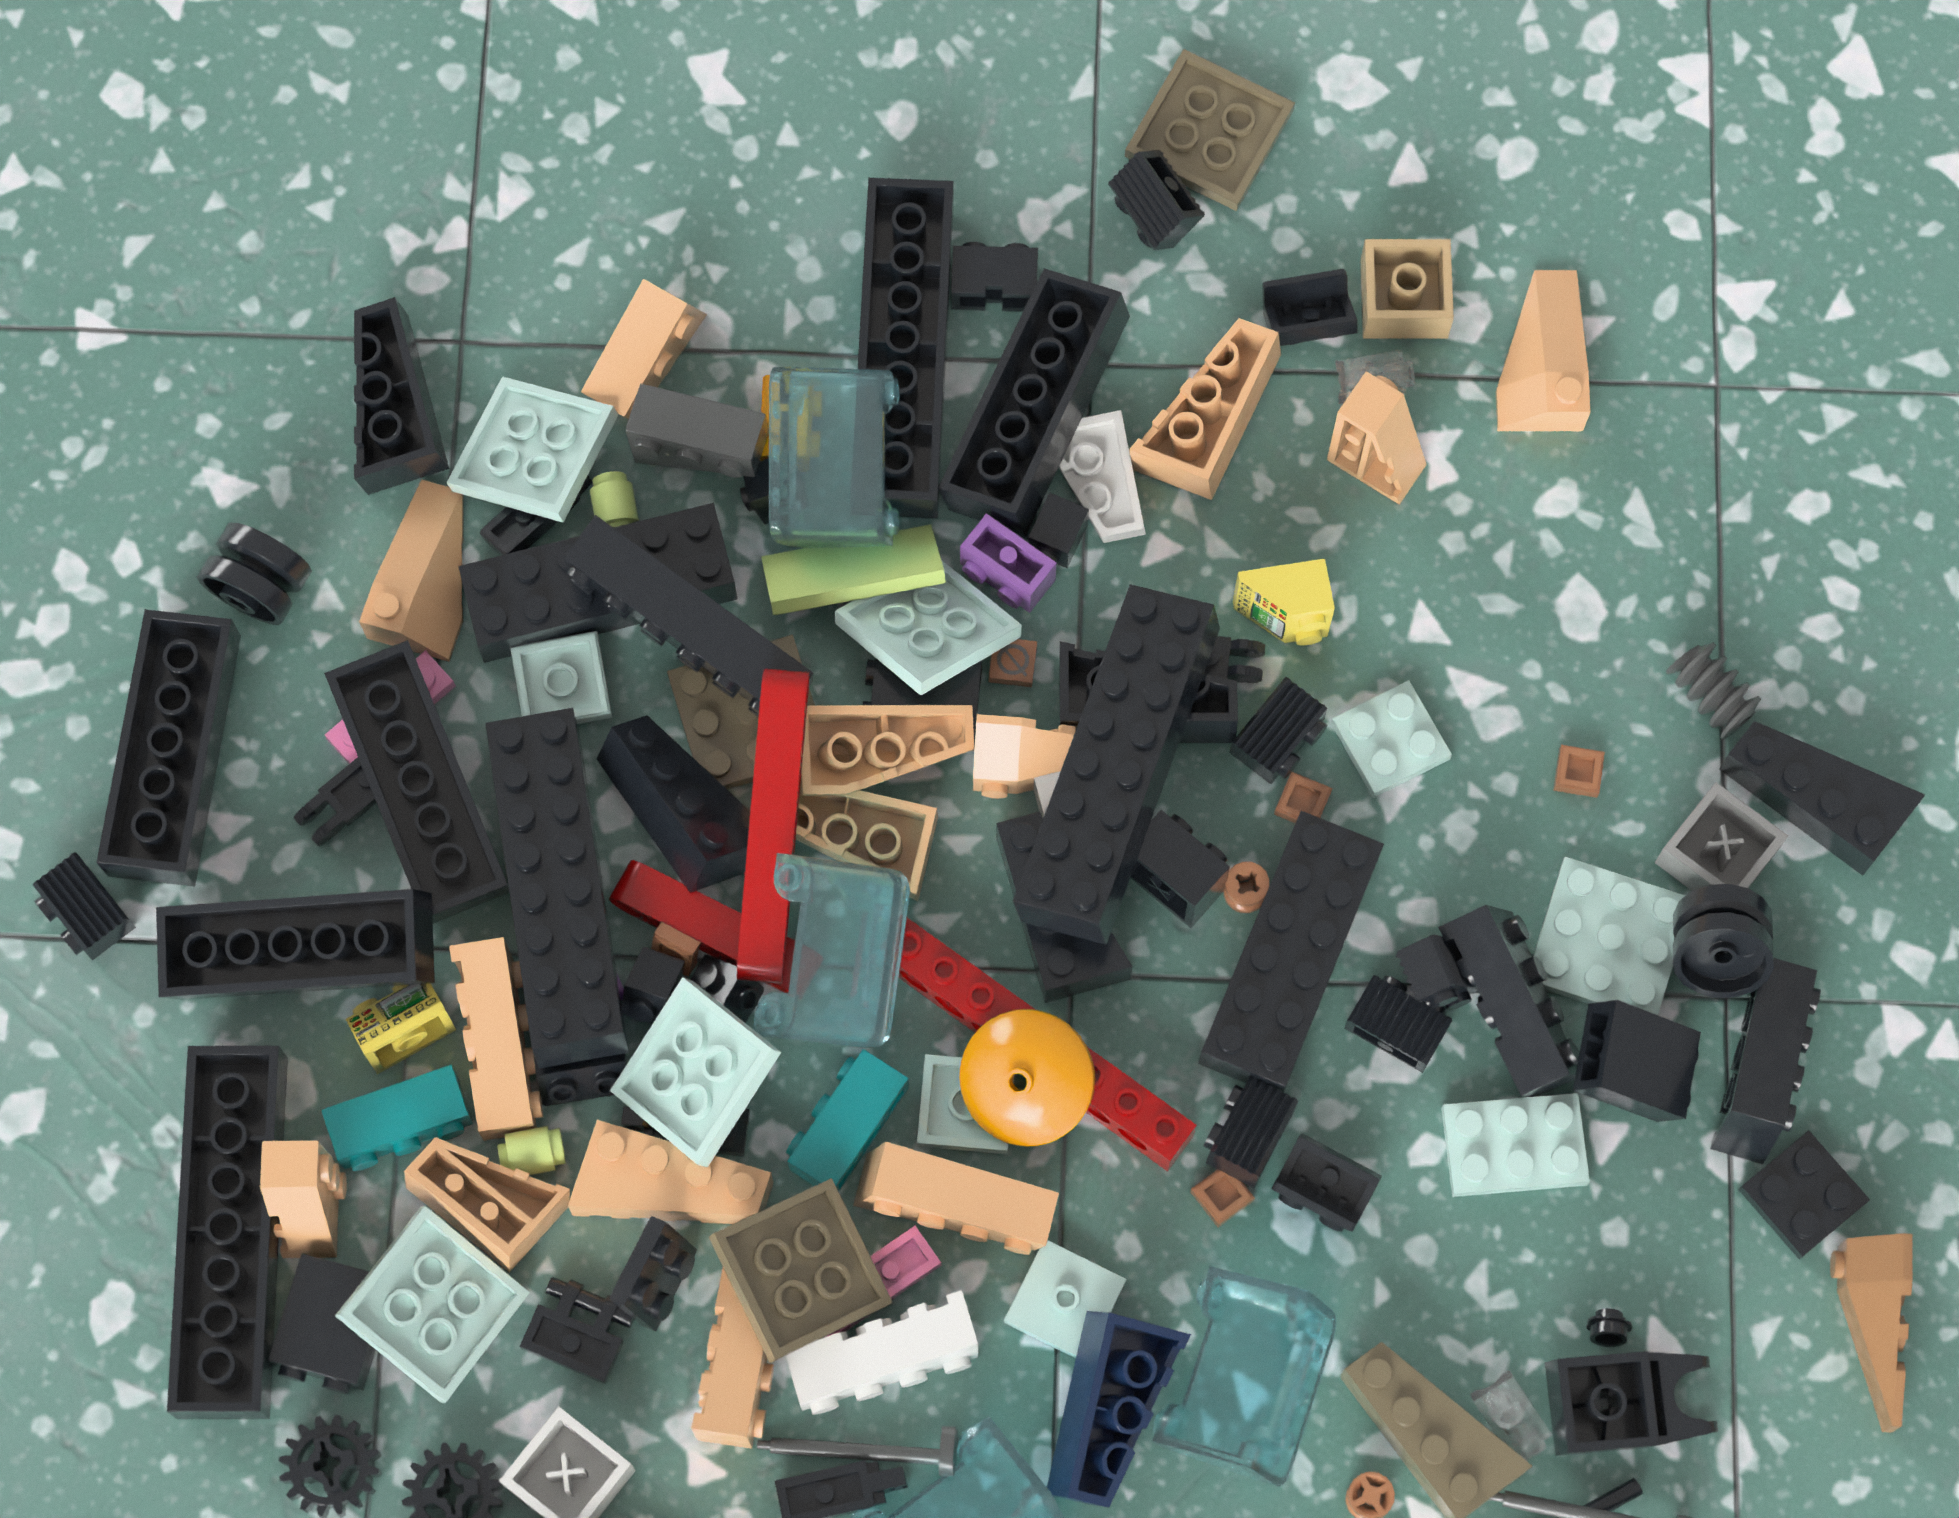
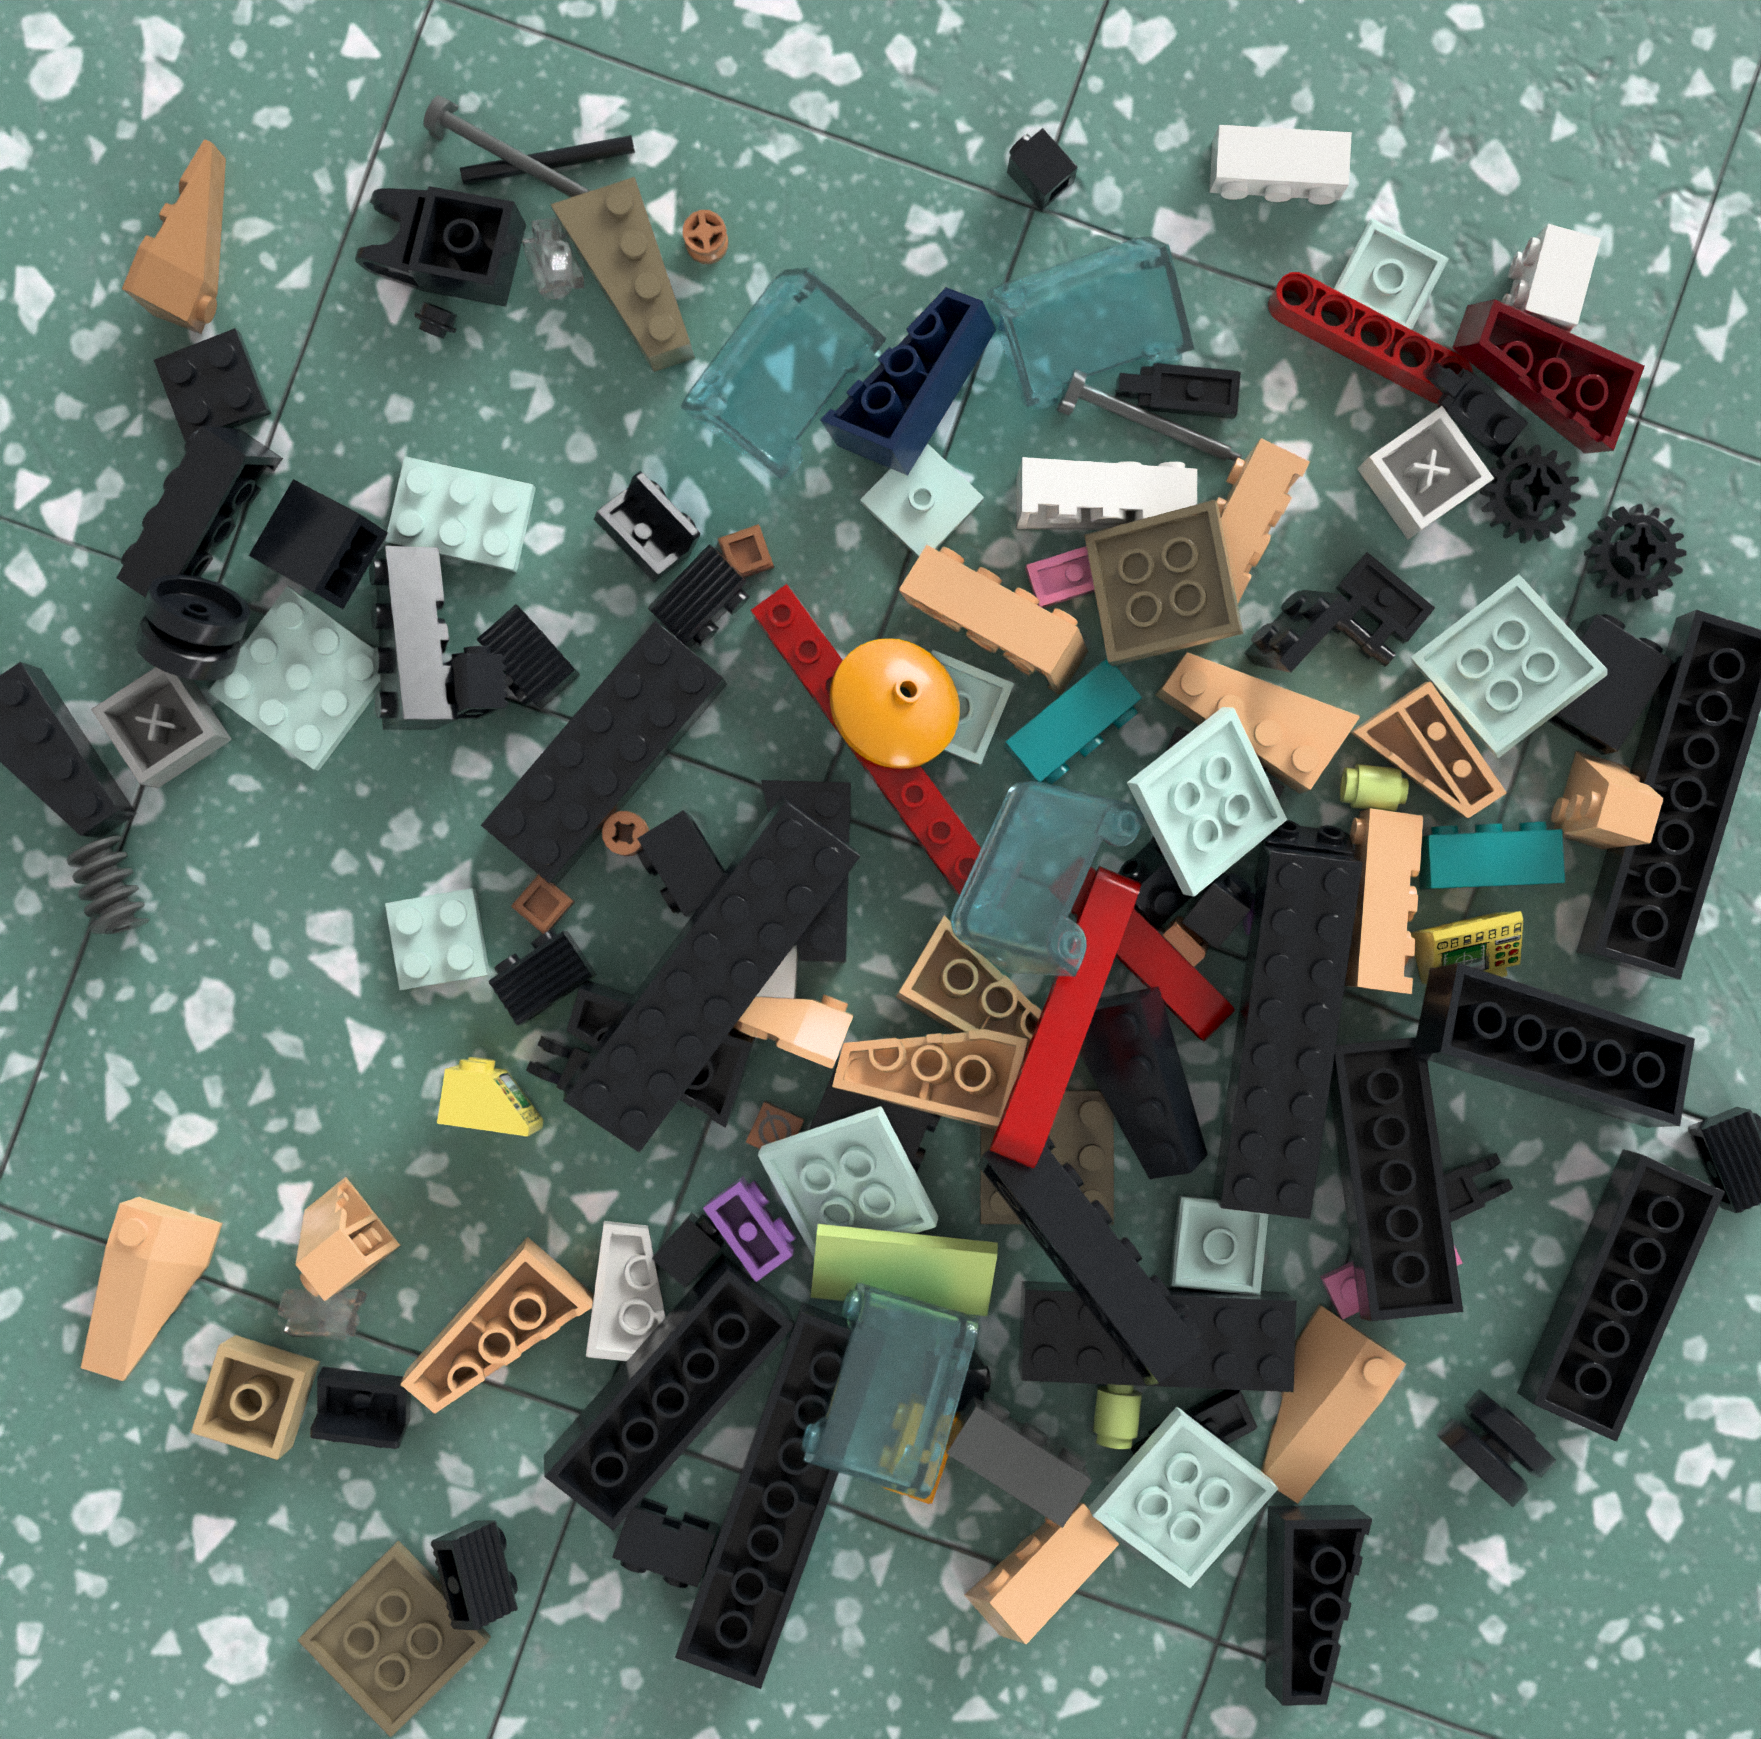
camera: 165 degrees left, 15 degrees up
(1579, 771) = (269, 851): nougat tile -> none

